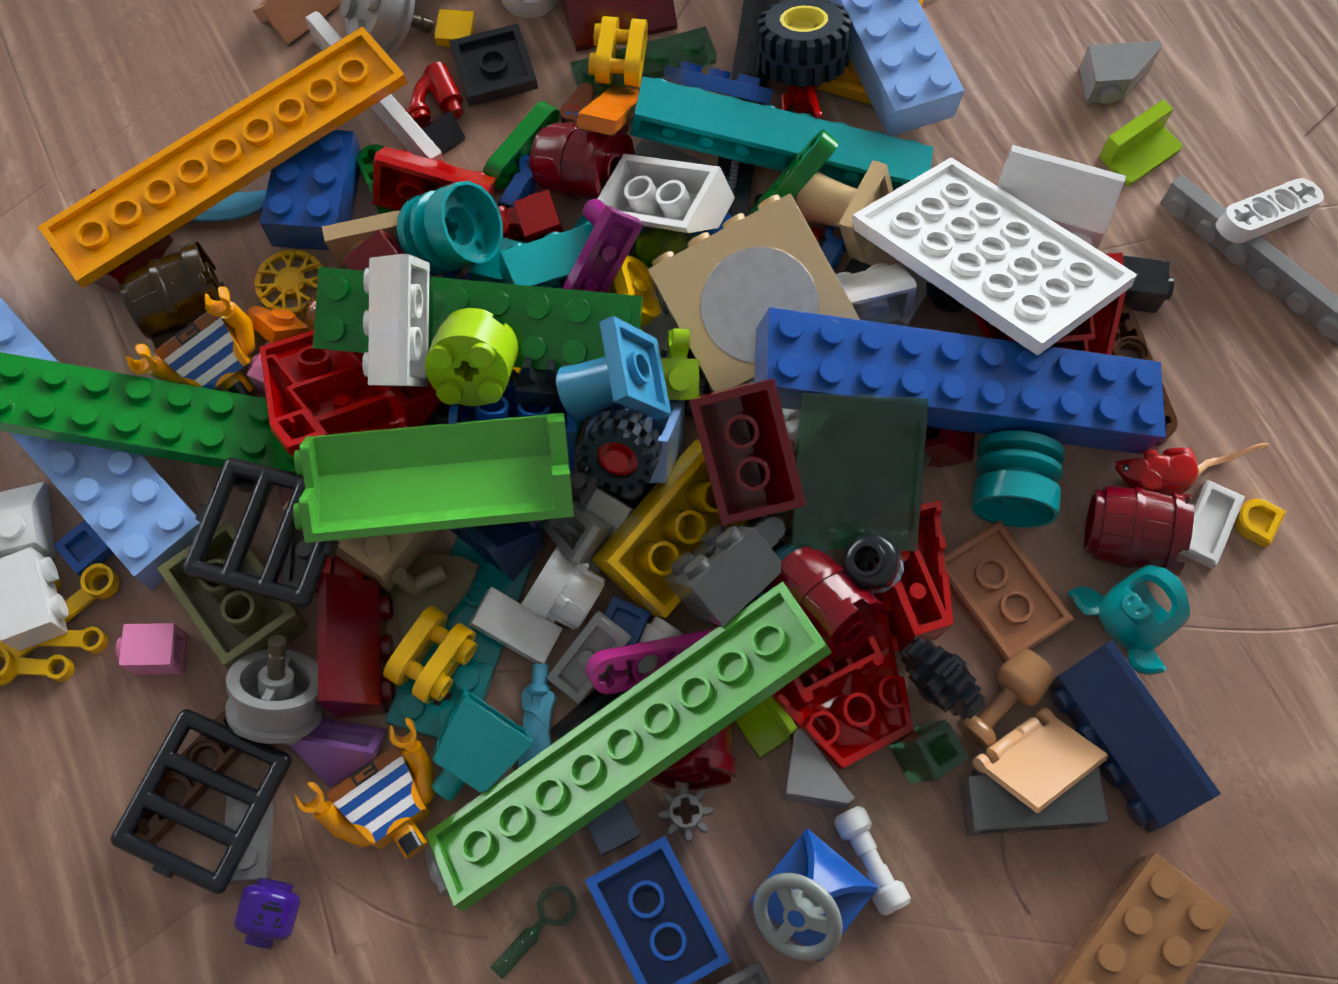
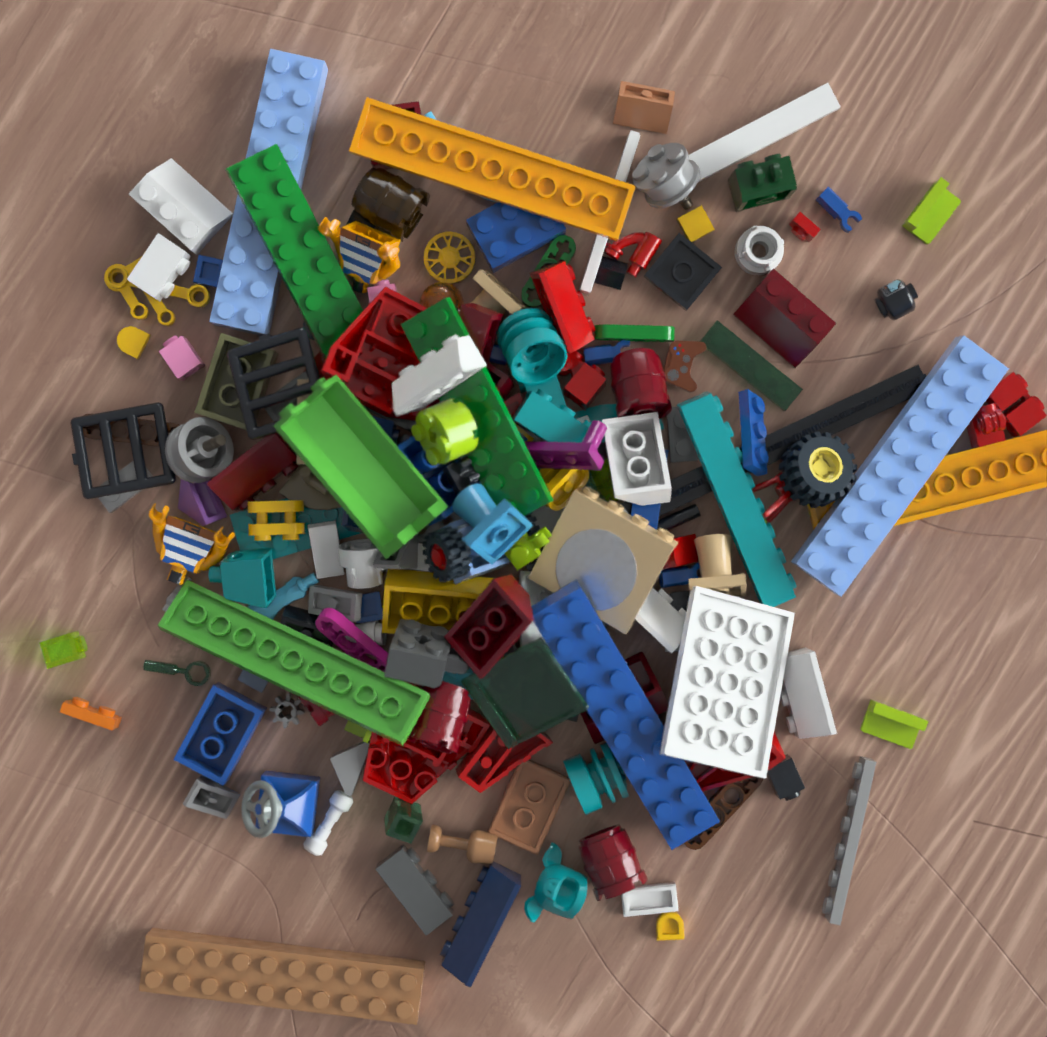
camera: 55 degrees right, 20 degrees up
(86, 700) = (132, 341): none -> yellow tile
(267, 912) = (93, 528): dark purple head -> none
(275, 323) = (411, 276): orange plate -> none
(606, 38) = (742, 338): yellow brick -> none
(609, 110) = (685, 383): orange tile -> none
(802, 167) = (709, 528): green beam -> none
(864, 553) = (479, 732): black head -> none
(942, 678) = (446, 804): black gear -> none
(1040, 761) = (437, 882): light nougat piece -> none
(1115, 69) = (938, 676): light grey slope -> none
(1172, 471) = (664, 860): red animal -> none
(1269, 210) = (885, 830): white beam -> none

